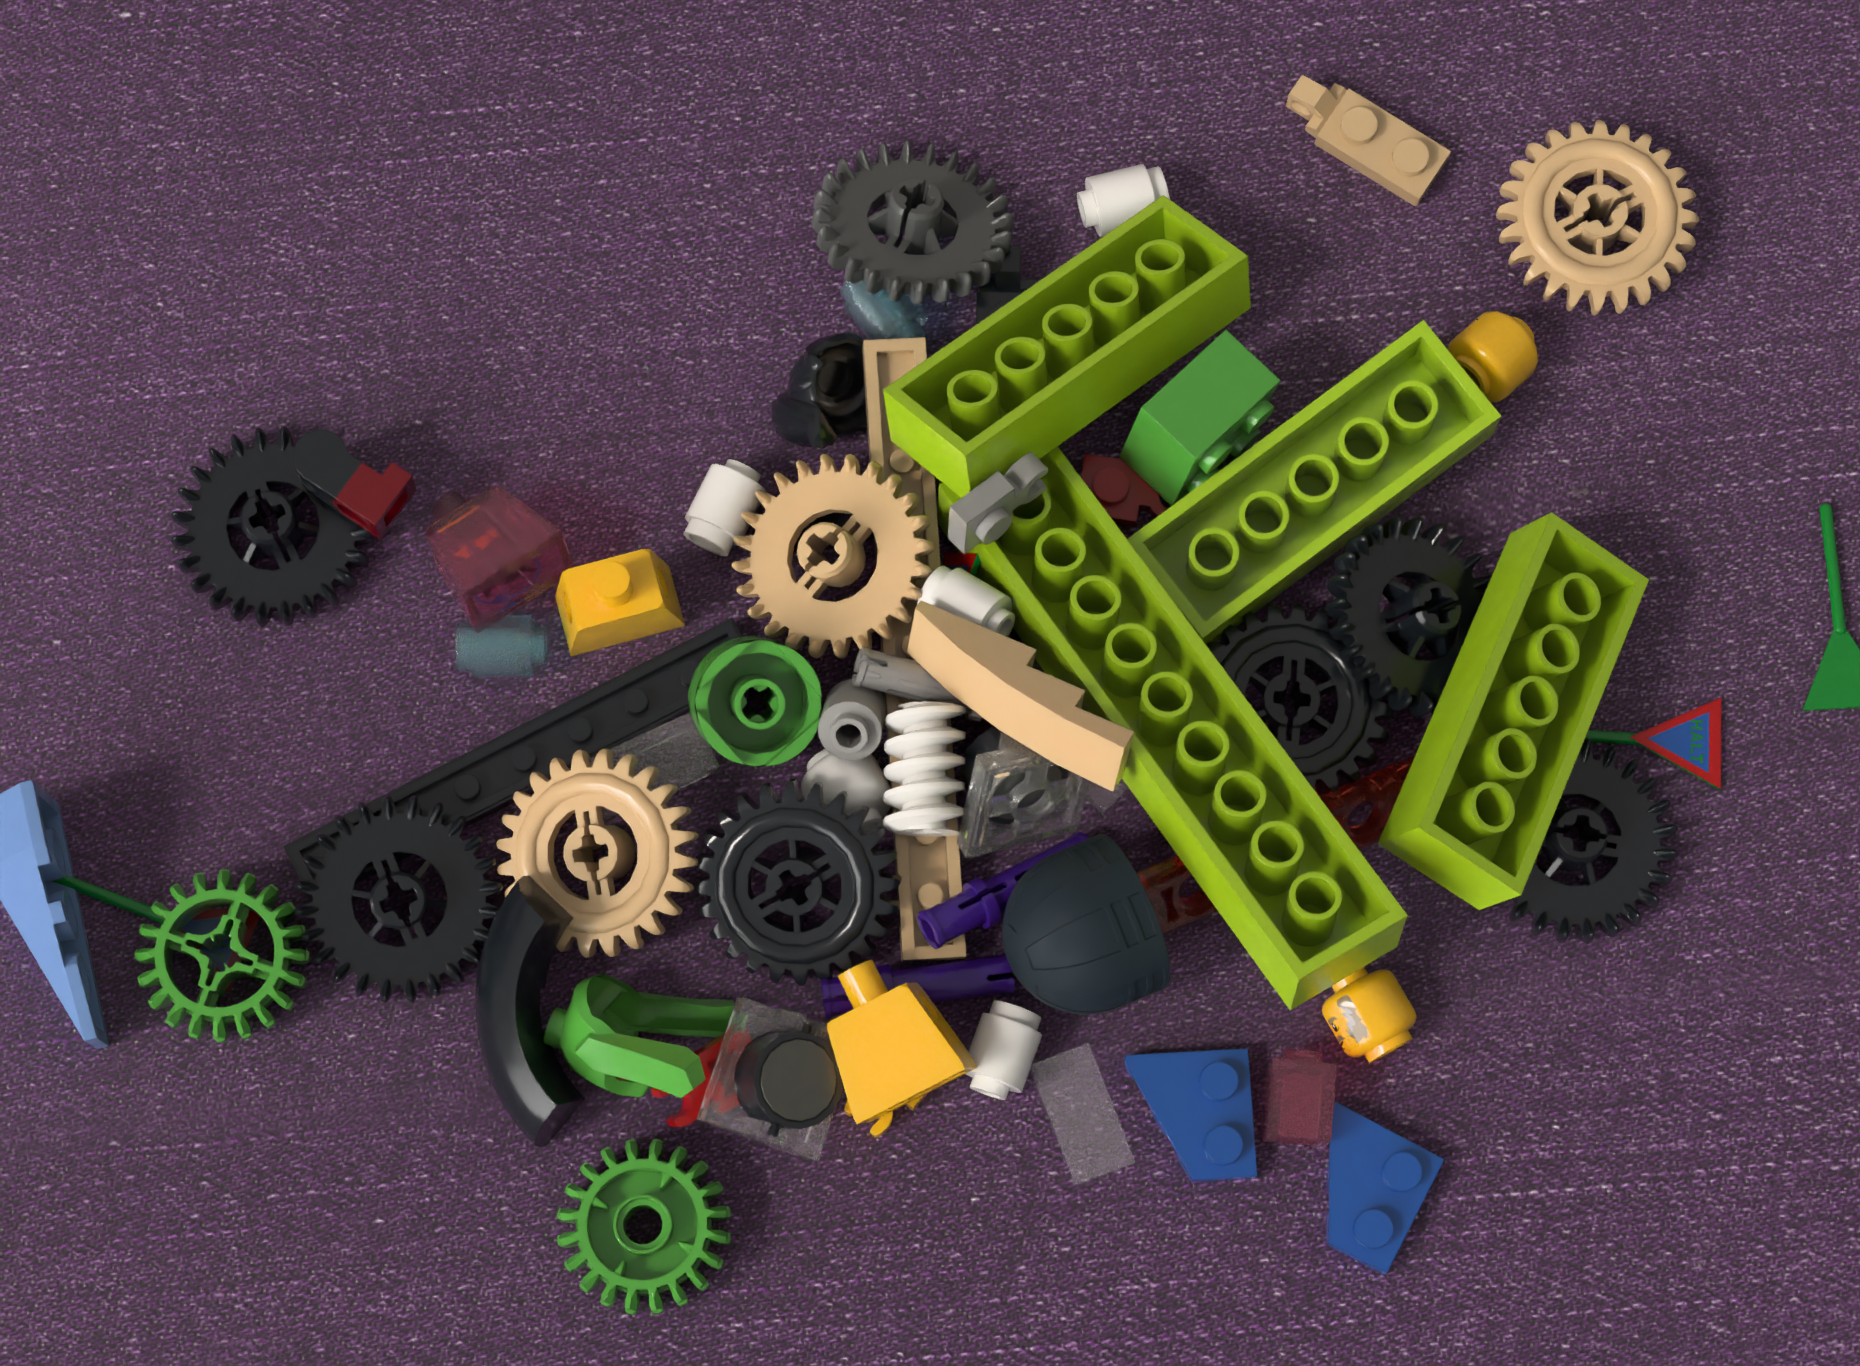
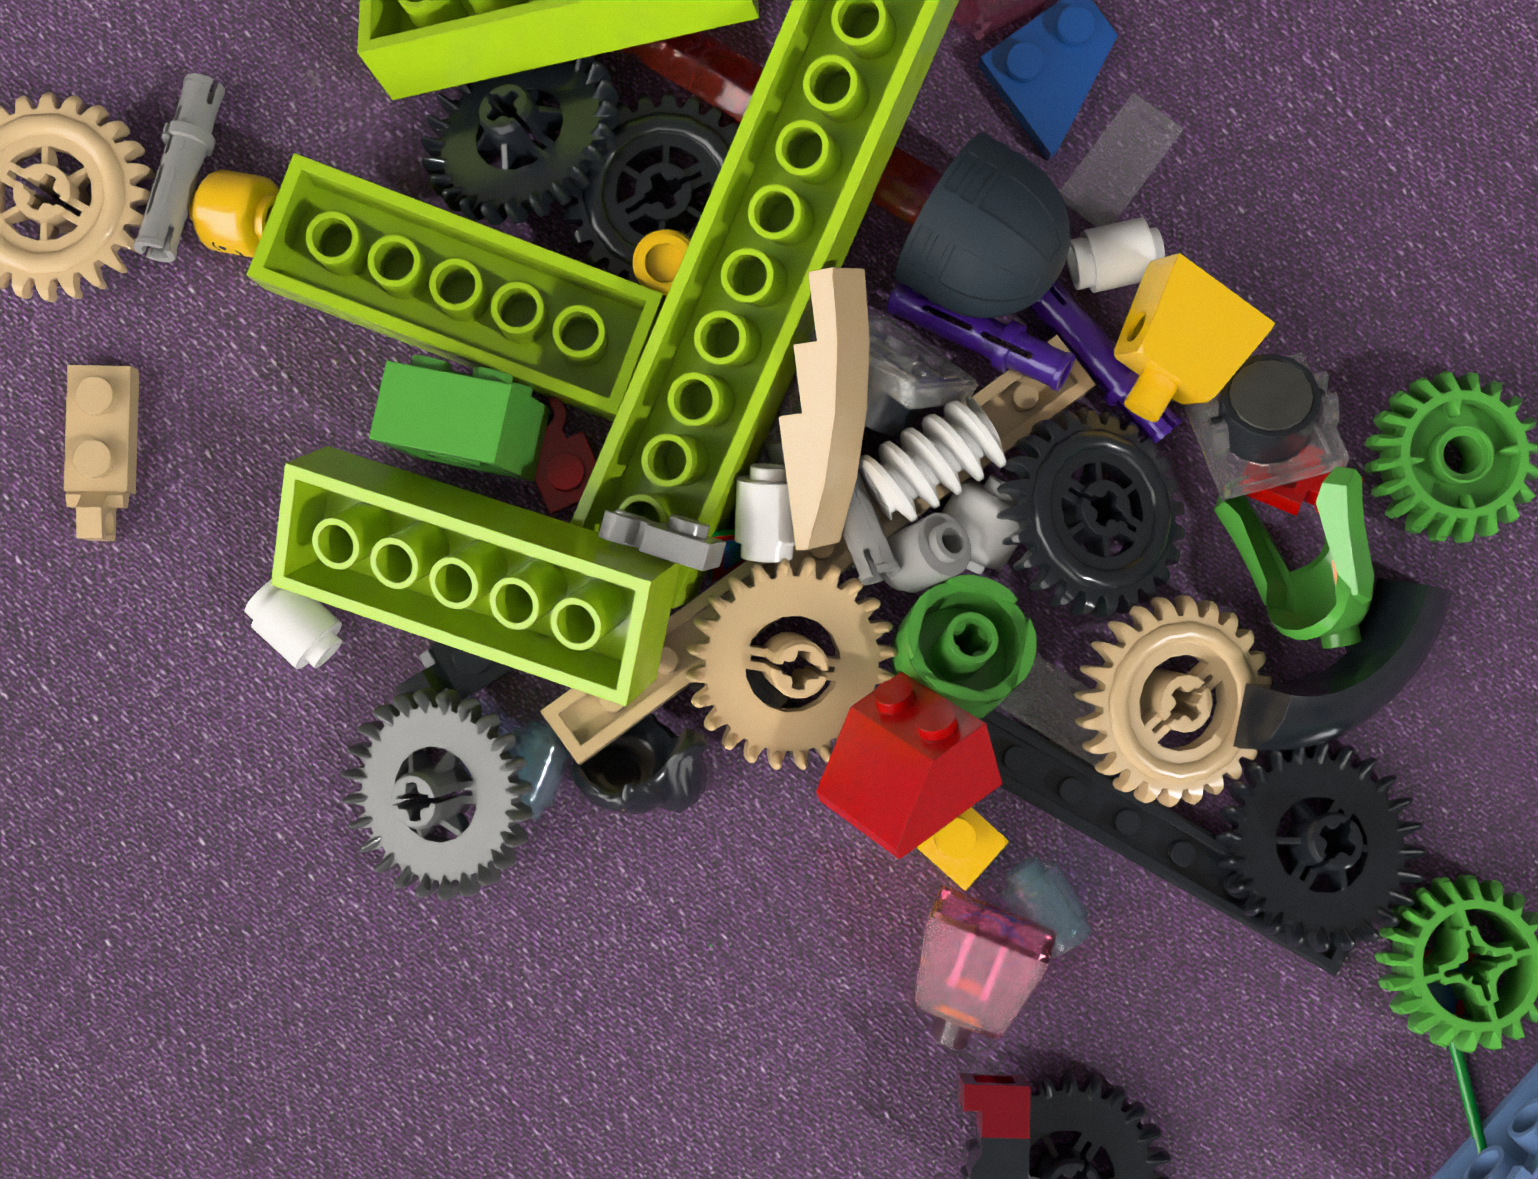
camera: 125 degrees left, 10 degrees up
(692, 582) = (907, 765): none -> red slope
(718, 506) = (790, 795): white brick -> none
(1237, 655) = (659, 259): none -> yellow tile
(1575, 349) = (186, 145): none -> light grey pin

